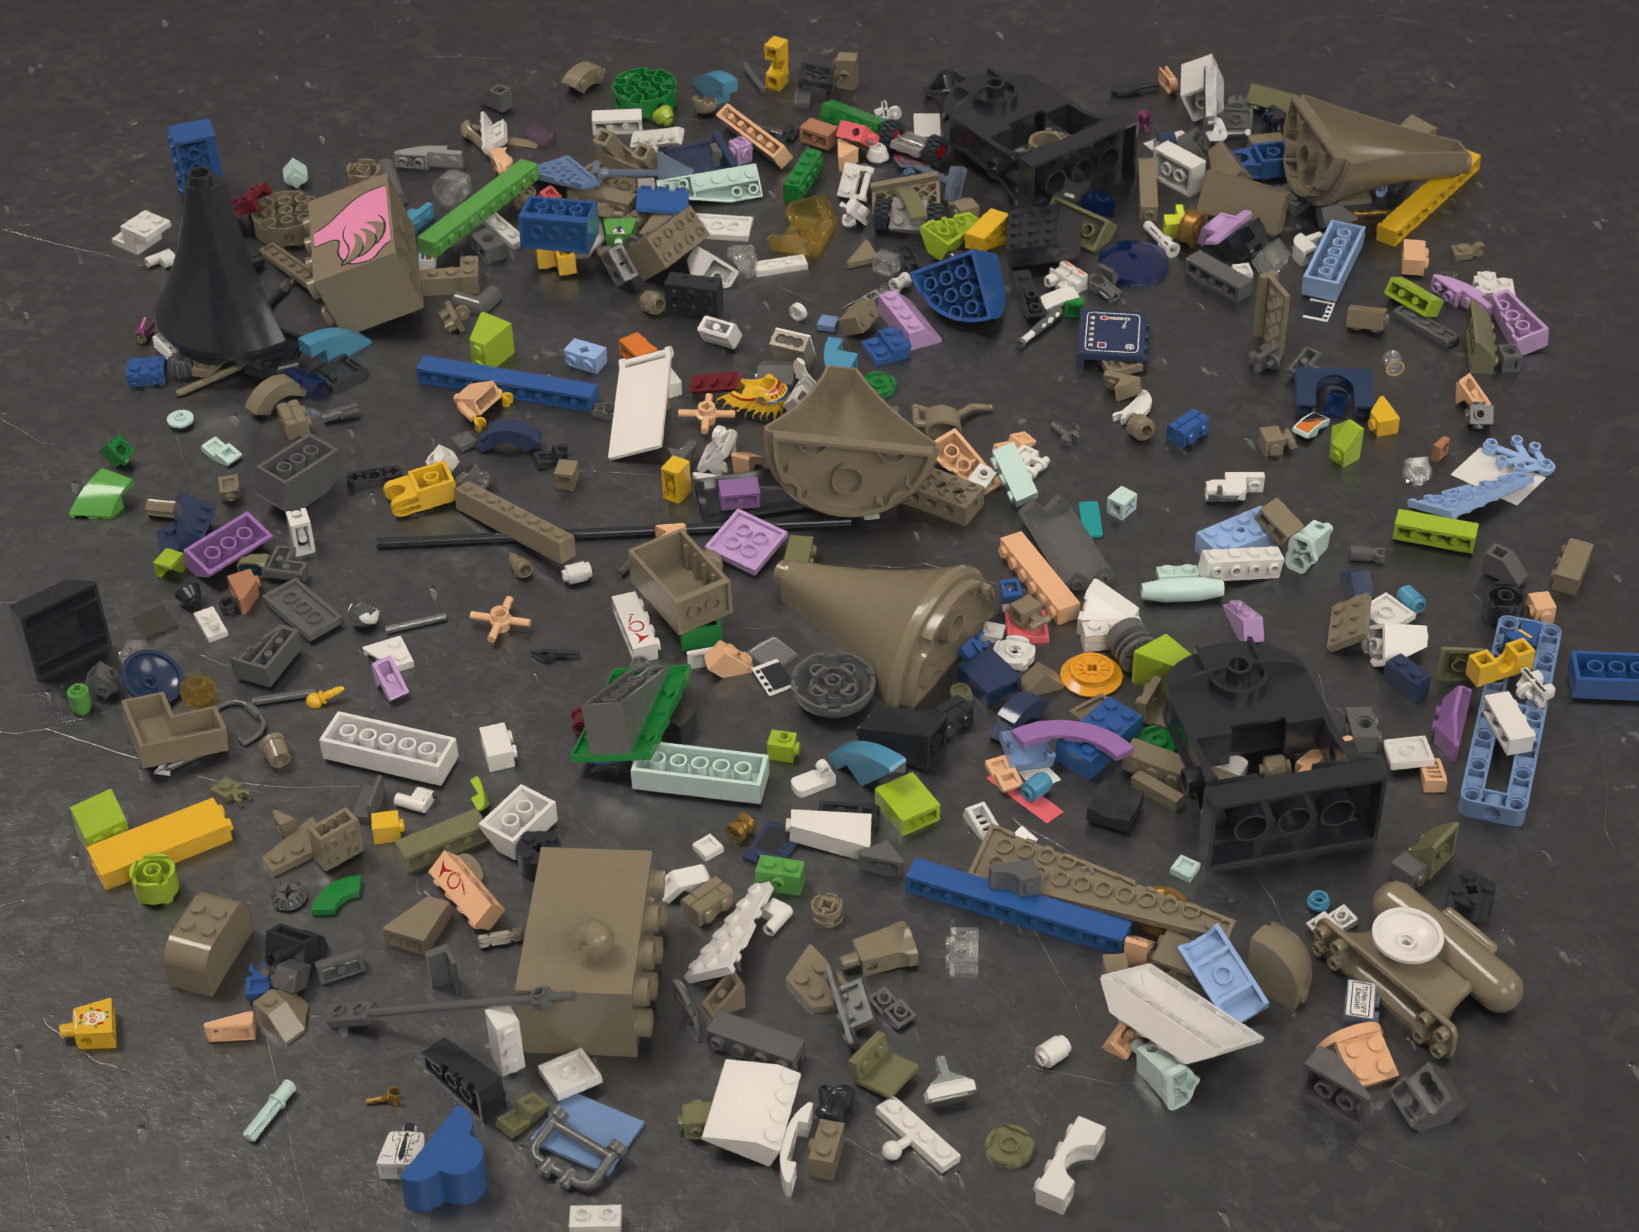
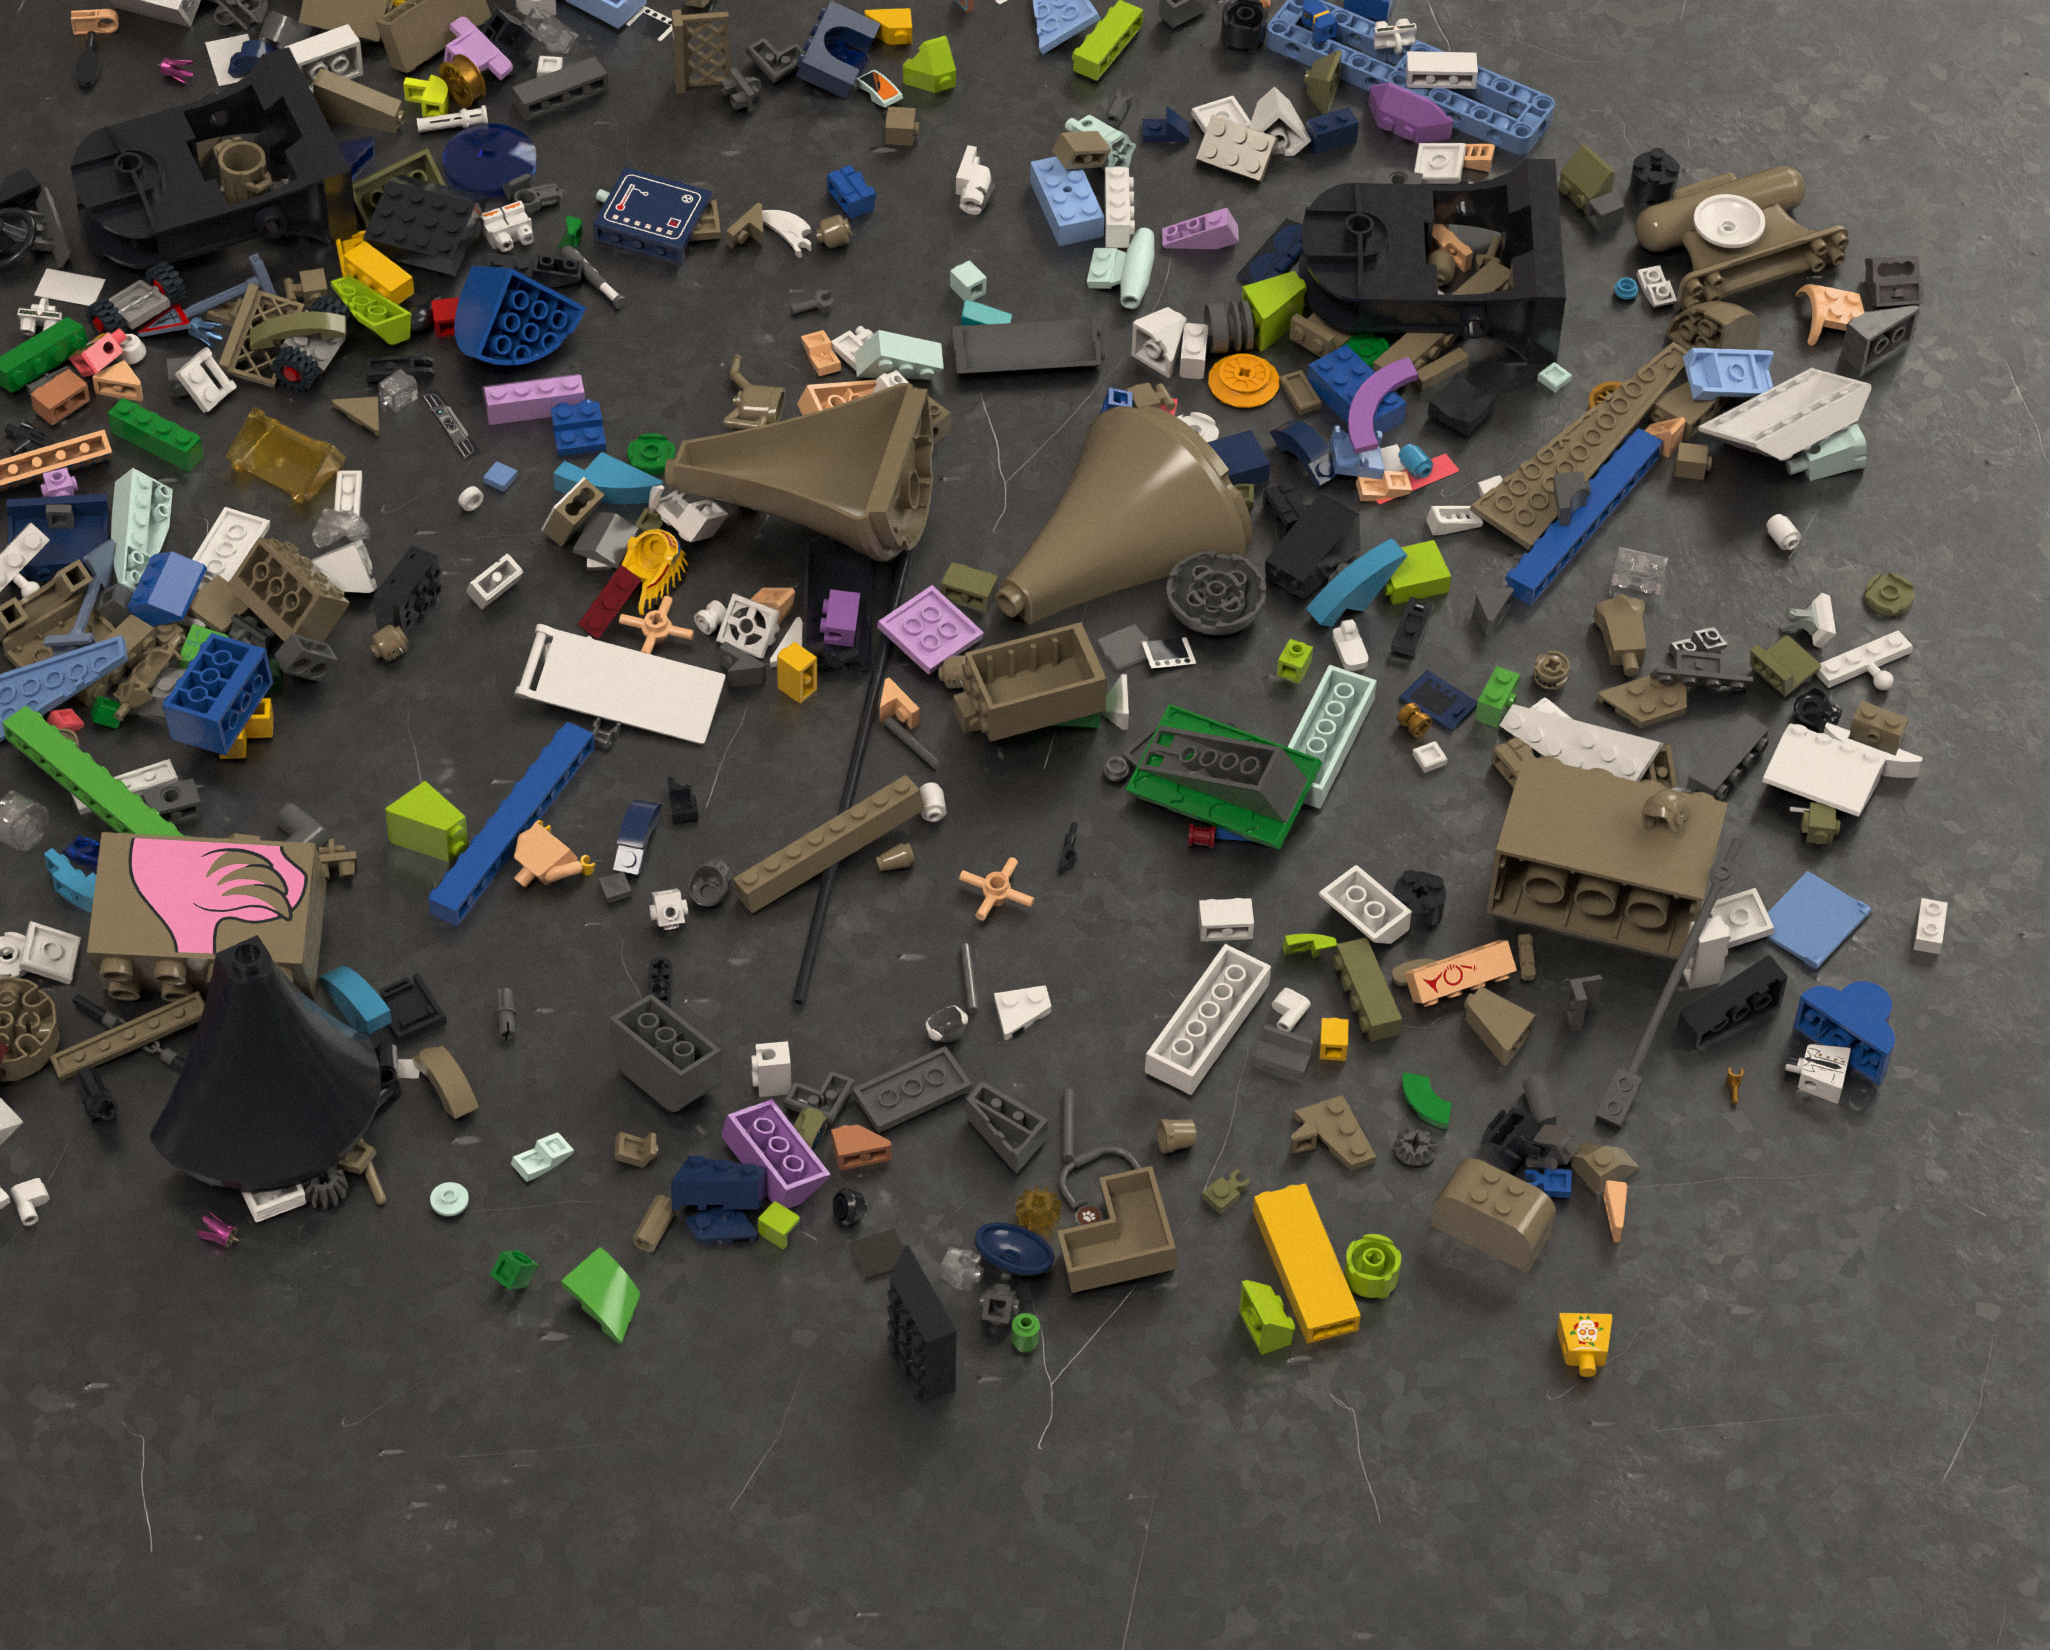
camera: 80 degrees left, 10 degrees up
(146, 371) = (314, 1234): blue plate -> none
(210, 624) = (906, 1192): white plate -> none
(228, 605) = (876, 1162): black bush -> none
(268, 1112) = (1734, 1185): light aqua axle -> none
(293, 419) = (505, 1065): dark tan brick -> none
(307, 380) = (428, 1037): clear blue slope -> none
(316, 700) = (1083, 1093): yellow bar -> none
(335, 839) = (1361, 1077): dark tan brick -> none
(389, 678) = (1081, 1007): lavender slope -> none
(421, 489) = (718, 932): yellow brick -> none
(470, 274) = (230, 822): dark tan brick -> none
(525, 1113) = (1796, 978): olive slope -> none
(566, 474) = (732, 786): dark tan brick -> none
(567, 1178) = (1857, 953): dark grey bar -> none
(585, 356) = (483, 731): light blue brick -> none
(635, 346) = (494, 675): orange brick -> none
(635, 626) = (1051, 761): white brick -> none
(684, 879) = (1489, 782): white slope -> none
(727, 660) = (1139, 683): light nougat slope -> none
(831, 831) = (1445, 638): white slope -> none
(850, 217) = (277, 397): white hips -> none
(859, 317) = (515, 438): dark tan brick -> none
(900, 282) = (446, 386): white bush -> none
(1039, 578) = (1073, 382): light nougat brick -> none
(1041, 680) = (1248, 419): dark tan slope -> none
(1058, 298) = (547, 238): white slope -> none
(1081, 1143) = (1949, 567): white arch -> none
(1120, 1041) = (1767, 477): light nougat slope -> none
(1360, 1003) = (1773, 296): brick -> none
(1411, 599) = (1207, 92): dark azure brick -> none
(1417, 470) = (1001, 23): clear brick -> none
(1485, 668) = (1358, 53): yellow arch -> none

